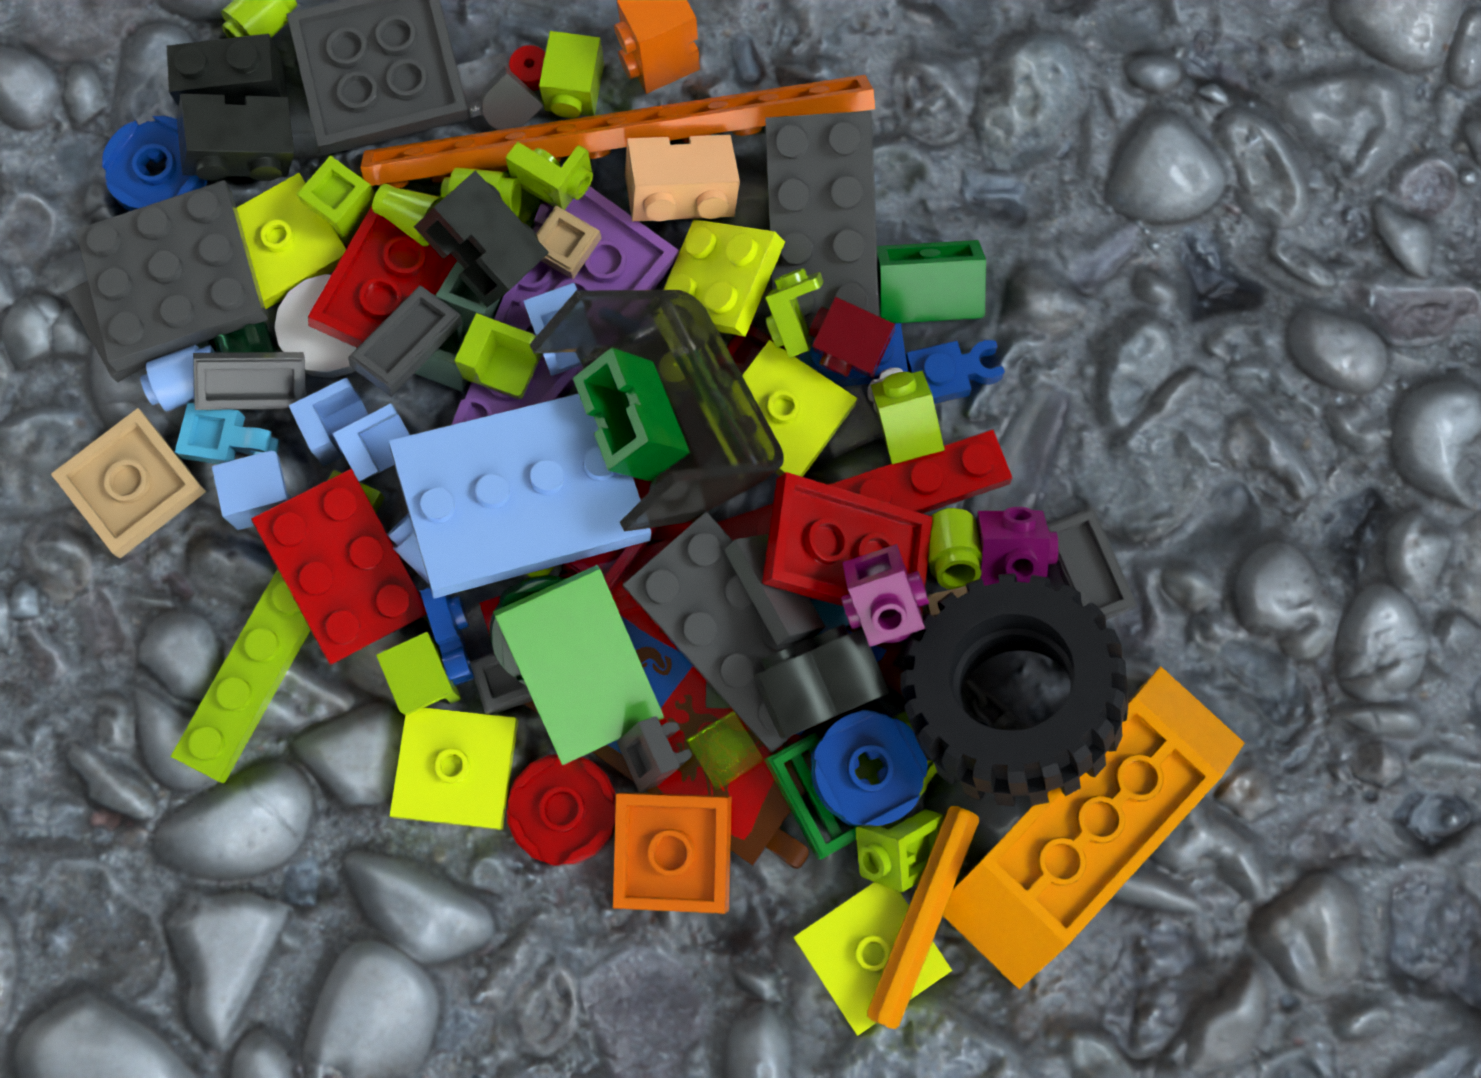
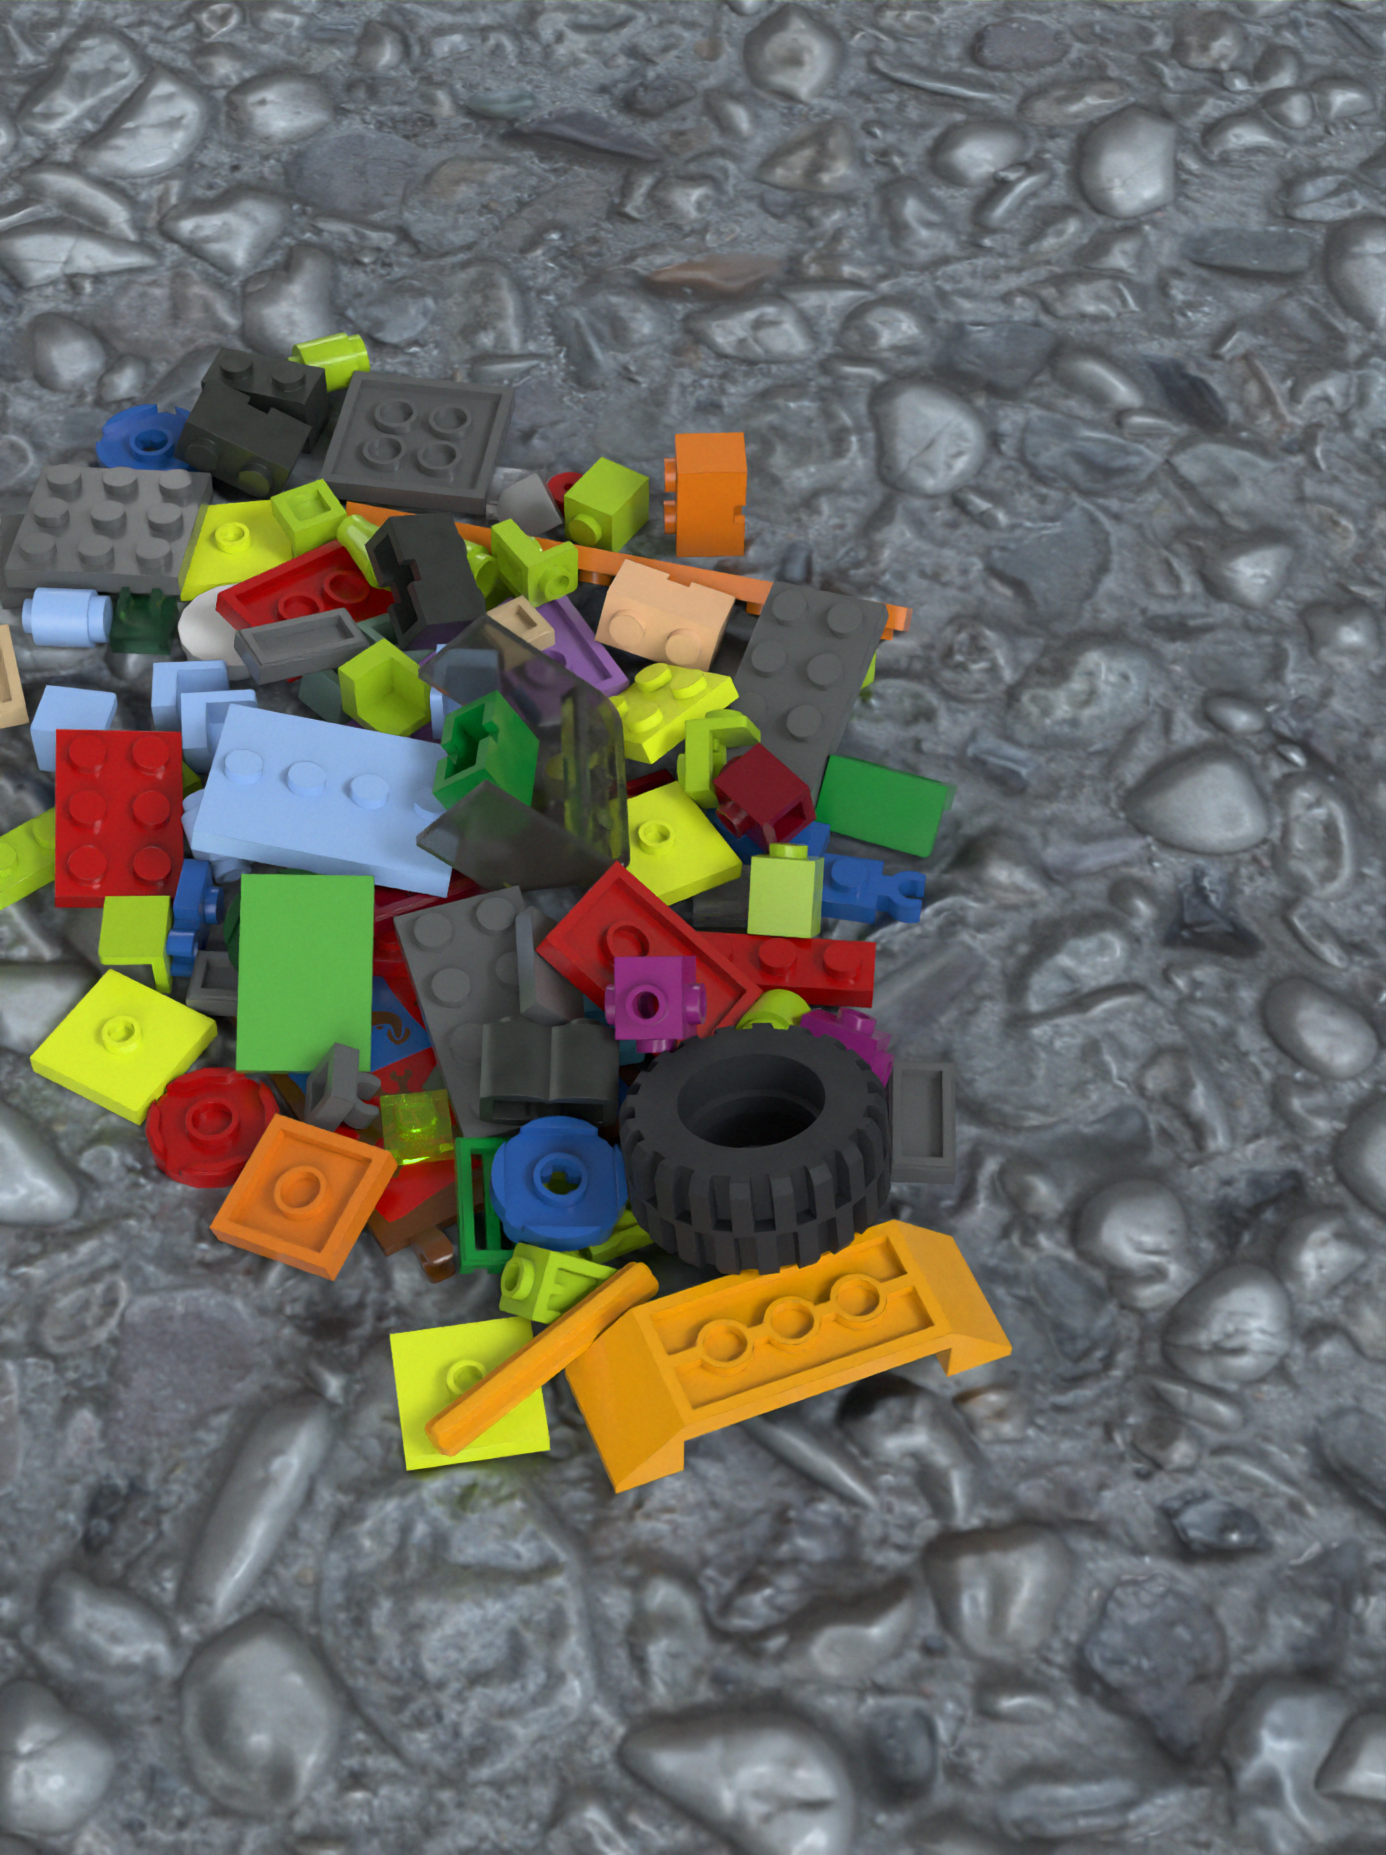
camera: 20 degrees right, 25 degrees down
(218, 435) = (73, 667): medium azure plate -> none
(248, 380) = (125, 632): tile -> none

